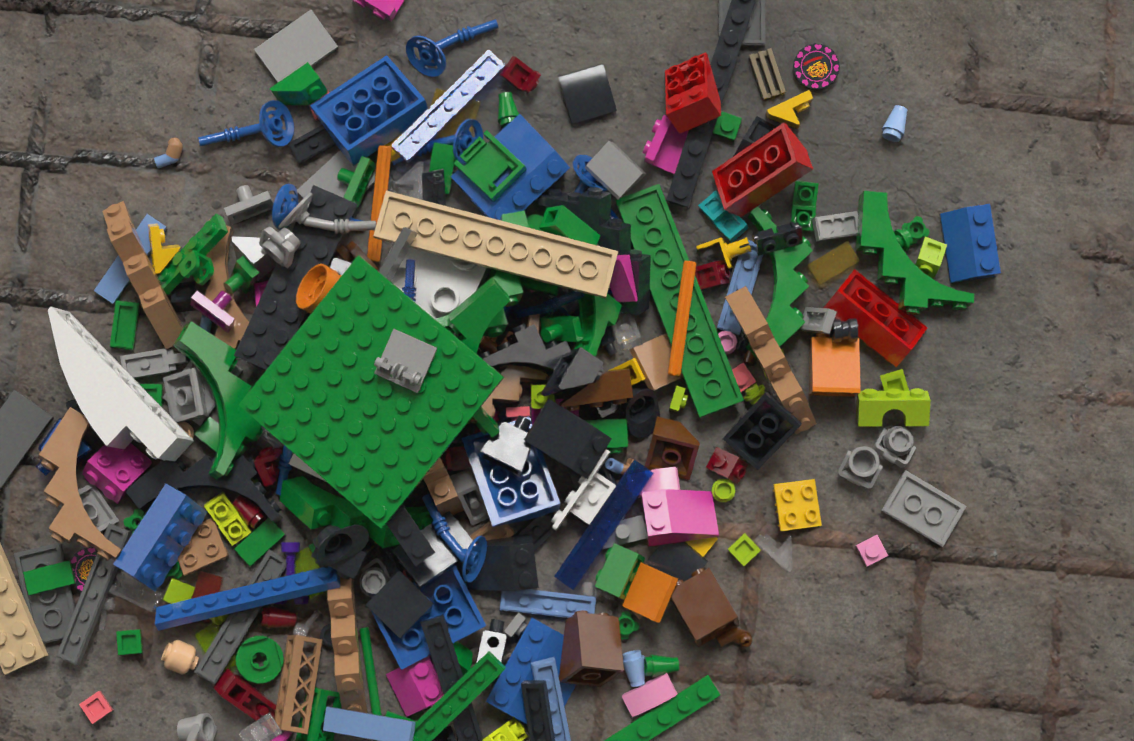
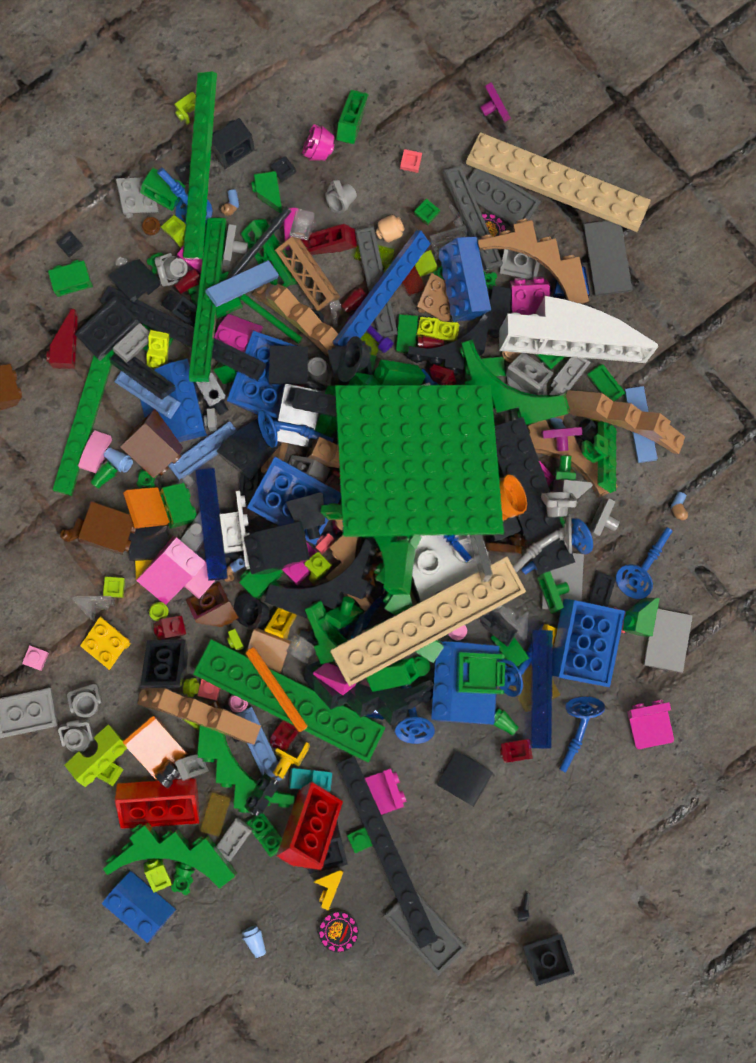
camera: 140 degrees right, 5 degrees down
(49, 577) = (507, 204): green tile -> none
(160, 254) = (625, 442): yellow slope -> none
(270, 667) = (339, 258): green plate -> none
(380, 188) = (535, 602): orange axle -> none
(405, 360) = (413, 492): light grey hinge -> none
(573, 371) = (309, 588): black slope -> none
(610, 386) = (284, 599): reddish brown slope -> none
(614, 170) = (402, 745): light grey slope -> none
(691, 93) = (399, 837): red slope -> none
(773, 92) = (369, 909): dark tan tile -> none

